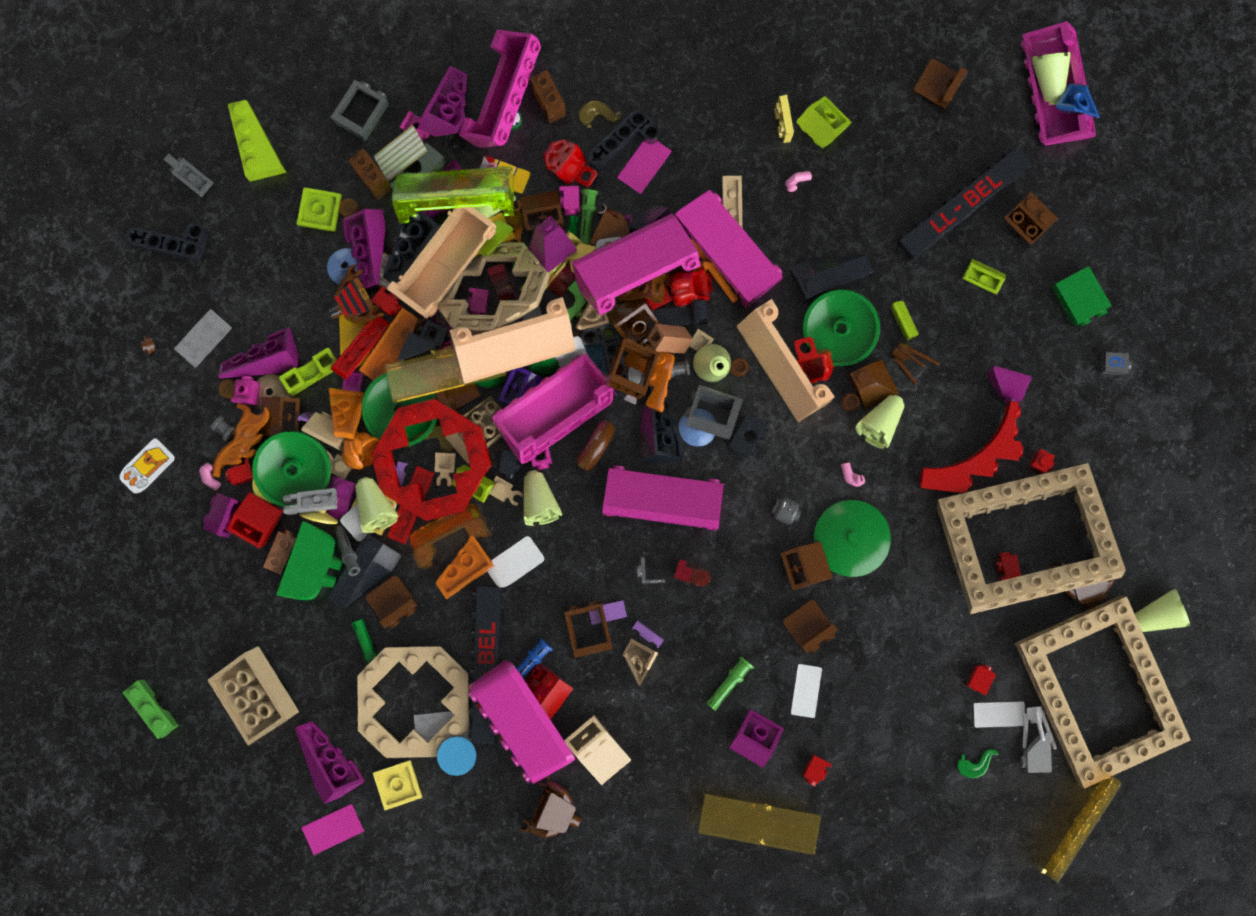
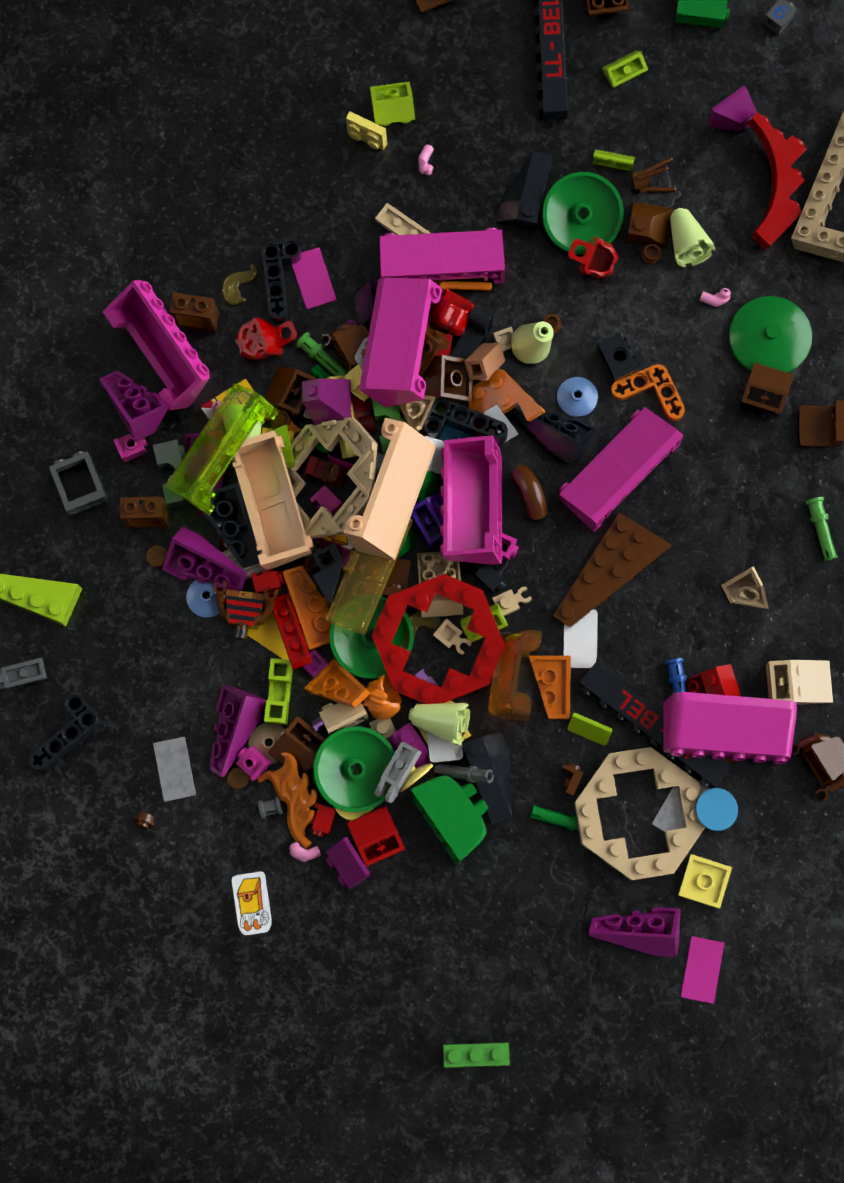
camera: 50 degrees left, 5 degrees down
(253, 695) = (531, 953): tan slope -> none
(280, 552) = (421, 834): nougat brick -> none
(319, 209) = (139, 582): lime plate -> none
(391, 602) = (537, 769): reddish brown bracket -> none
(400, 153) = (144, 471): sticker -> none
(400, 635) = (572, 782): none -> reddish brown bracket
(401, 529) = (479, 716): red tile -> none
(450, 618) = (589, 729): none -> lime slope
(539, 500) = (542, 575): yellowish green cone -> none
(570, 200) = (297, 359): dark pink brick -> none
(574, 610) = (694, 598): reddish brown window -> none
(594, 547) = (617, 559): none -> reddish brown wing
(612, 612) = (683, 589): medium lavender piece -> none
(623, 384) = (498, 424): reddish brown window -> none
(641, 573) = (670, 532): clear bracket -> none
(648, 634) = (727, 568): medium lavender piece -> none
(680, 367) = (516, 371): dark grey bush -> none
(690, 575) = (704, 493): leg -> none
(716, 398) = (567, 360): dark grey window -> none
(749, 474) = (651, 382): none -> orange beam
(780, 364) = (577, 284): light nougat windscreen -> none
(786, 510) = (706, 372): dark grey head -> none
(1042, 462) = (820, 133): red brick -> none

